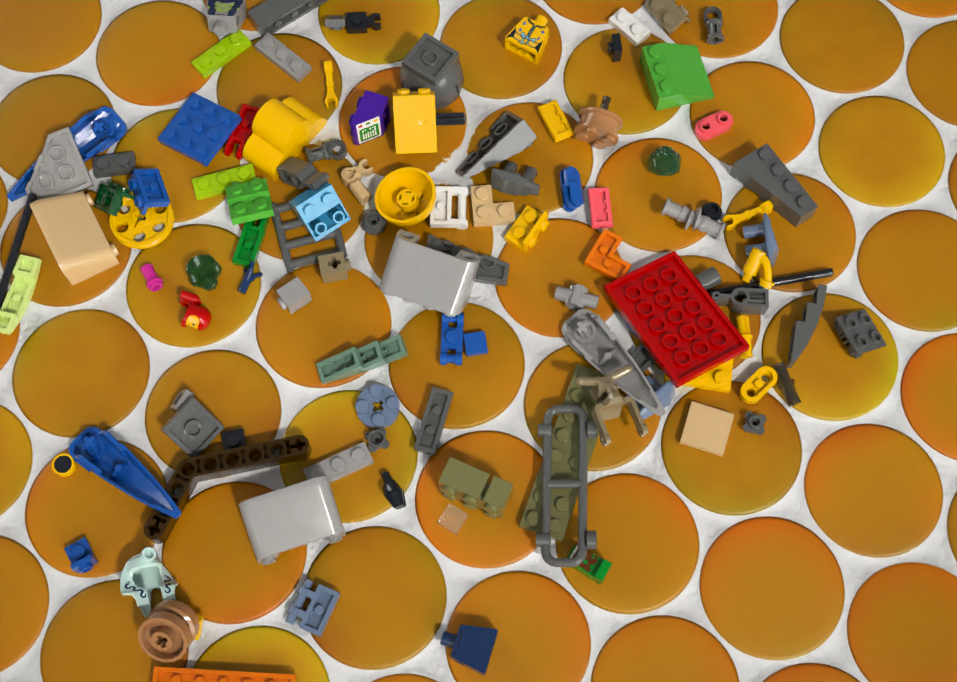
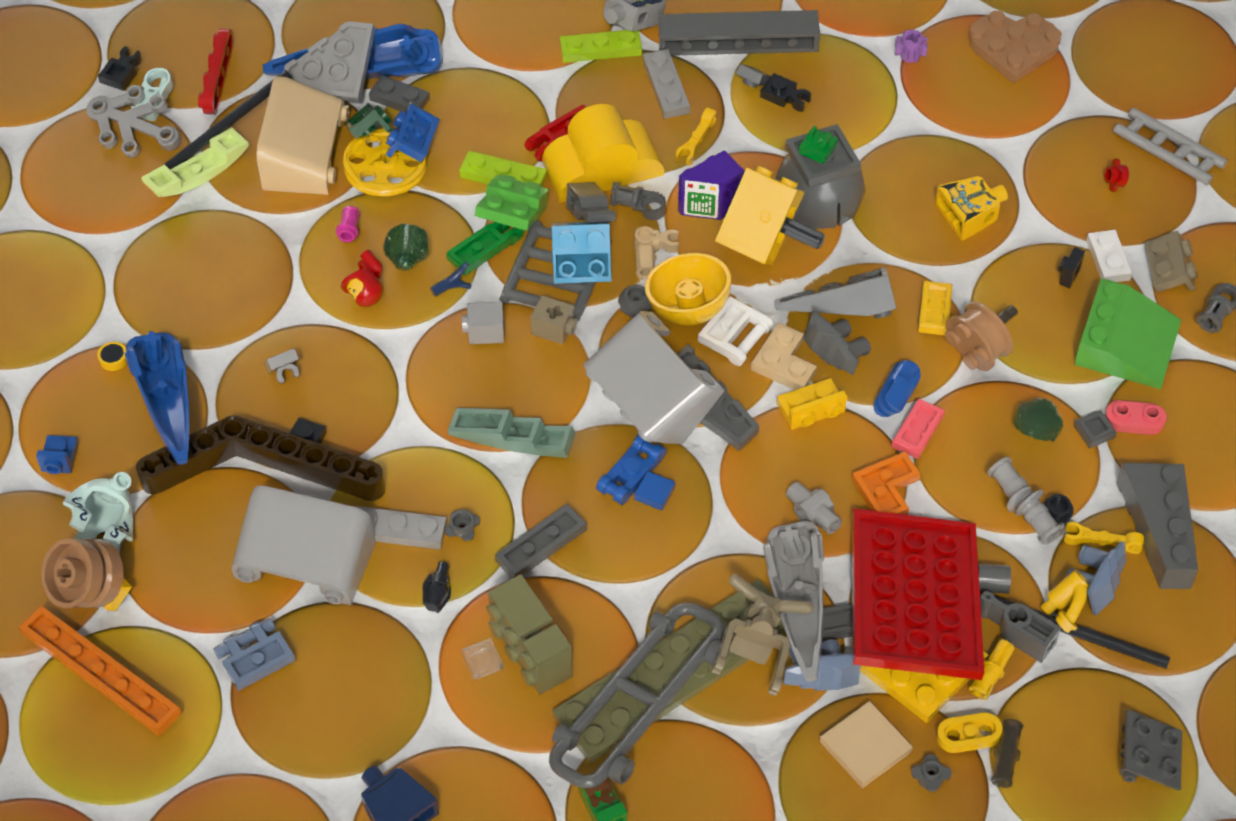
camera: 35 degrees right, 15 degrees down
(192, 428) = (270, 391): dark grey plate -> none
(199, 129) = (516, 105): blue plate -> none
(373, 395) = (486, 477): sand blue plate -> none
(425, 55) = (818, 145): none -> green tile
(696, 147) = (1095, 429): none -> dark grey tile
(803, 329) = (1078, 705): dark grey slope -> none

